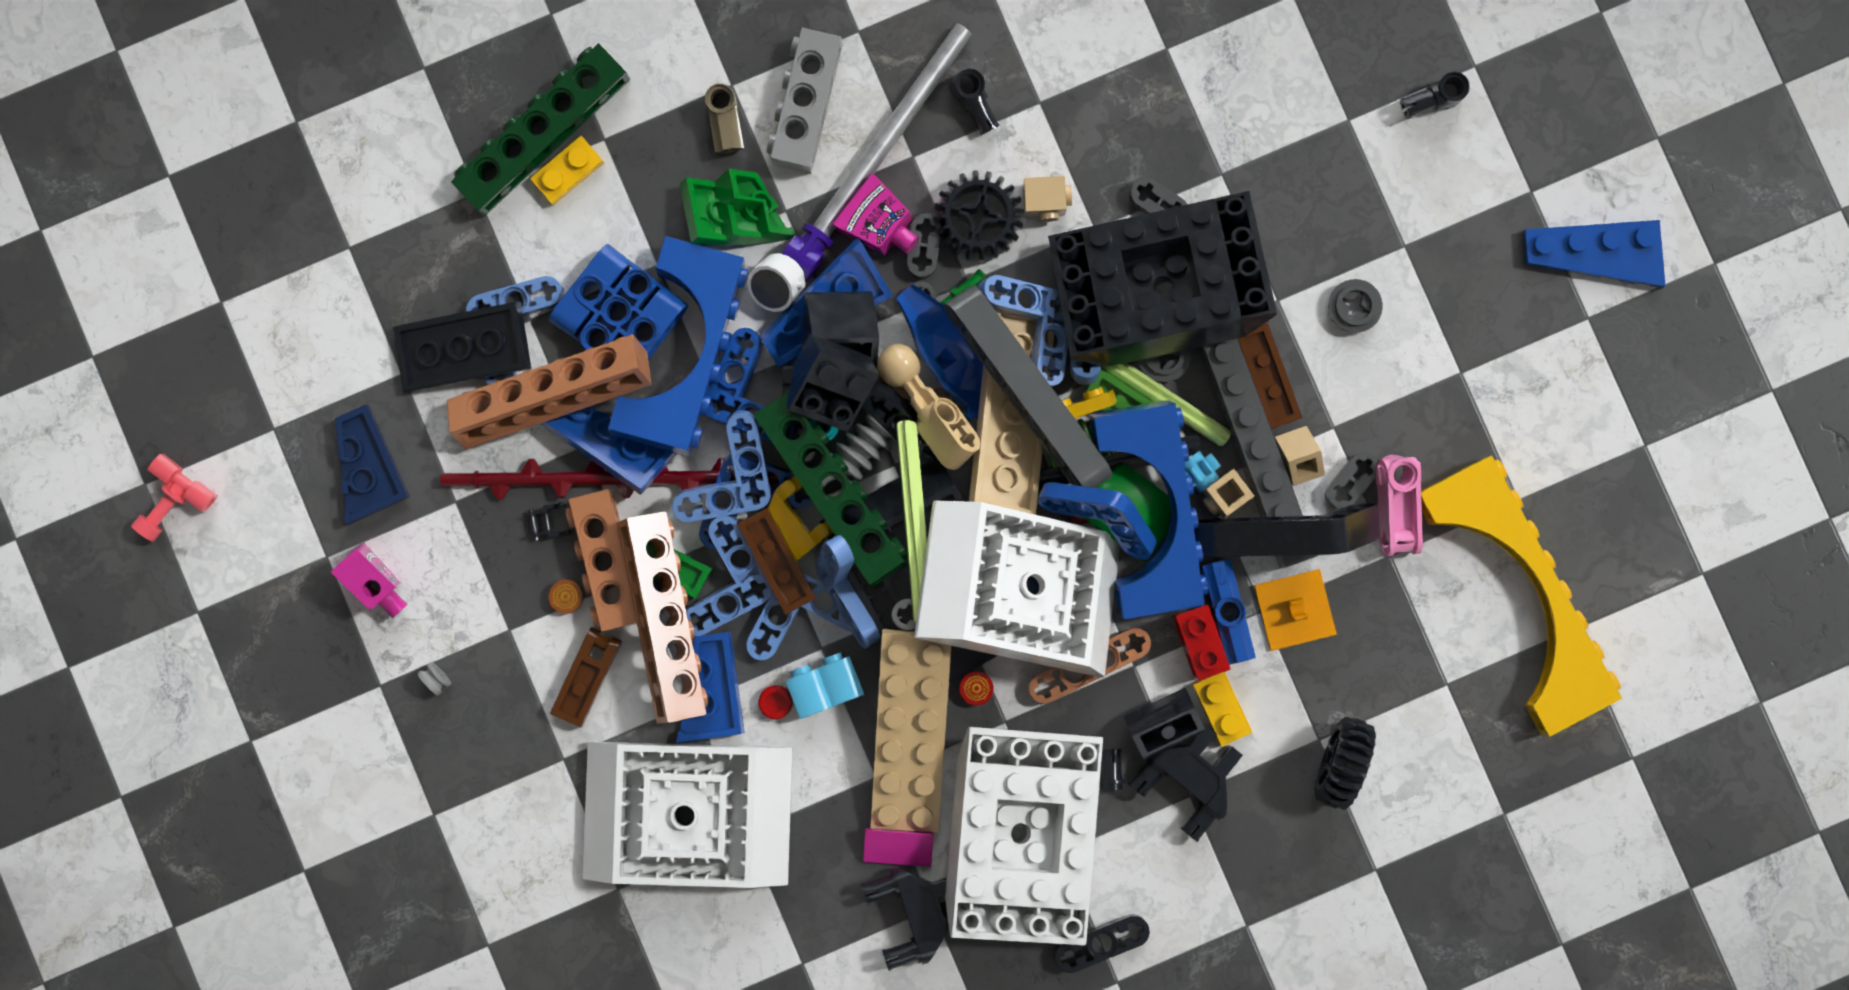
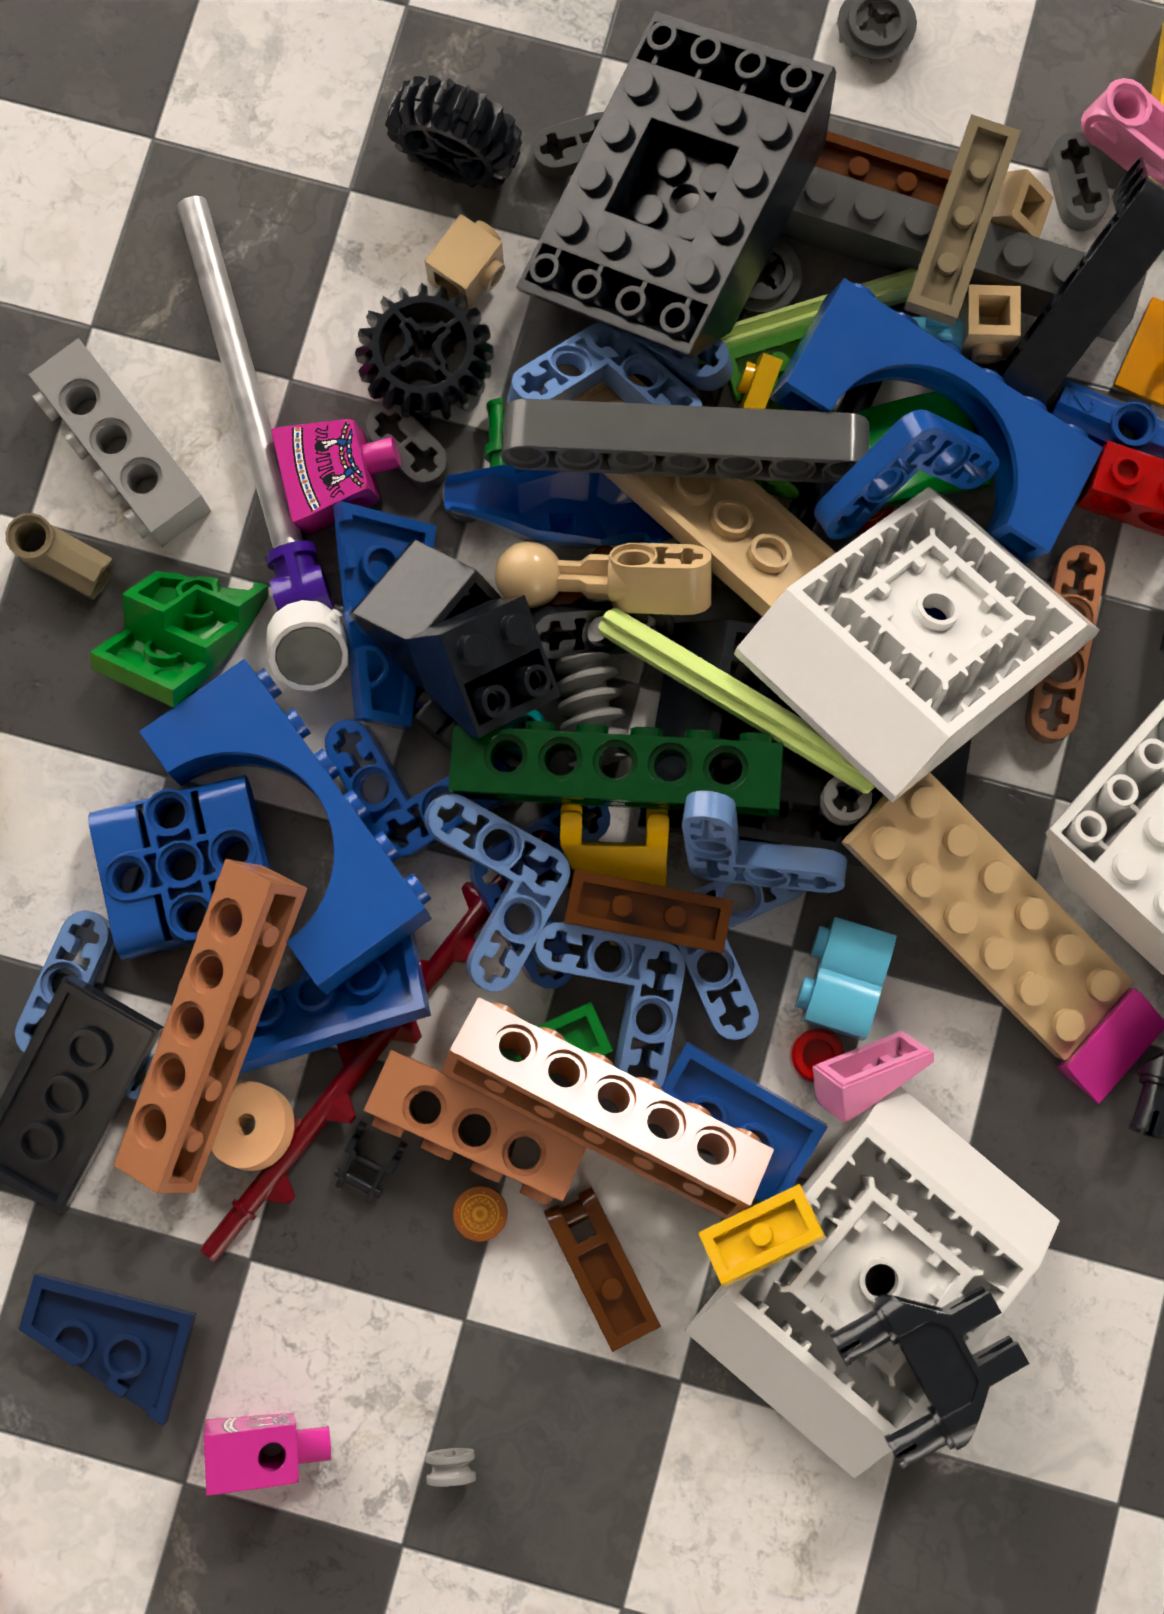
camera: 55 degrees left, 5 degrees down
(520, 463) = (271, 1133): none -> light nougat piece
(658, 740) = (762, 1235): none -> yellow plate
(665, 871) = (941, 1362): none -> black connector
(784, 734) = (868, 1074): none -> bright pink slope
(976, 101) = (284, 253): black pin -> none
(976, 688) = (989, 797): red tile -> none
(1105, 136) = (453, 131): none -> black gear
(1262, 438) = (962, 220): none -> dark tan plate

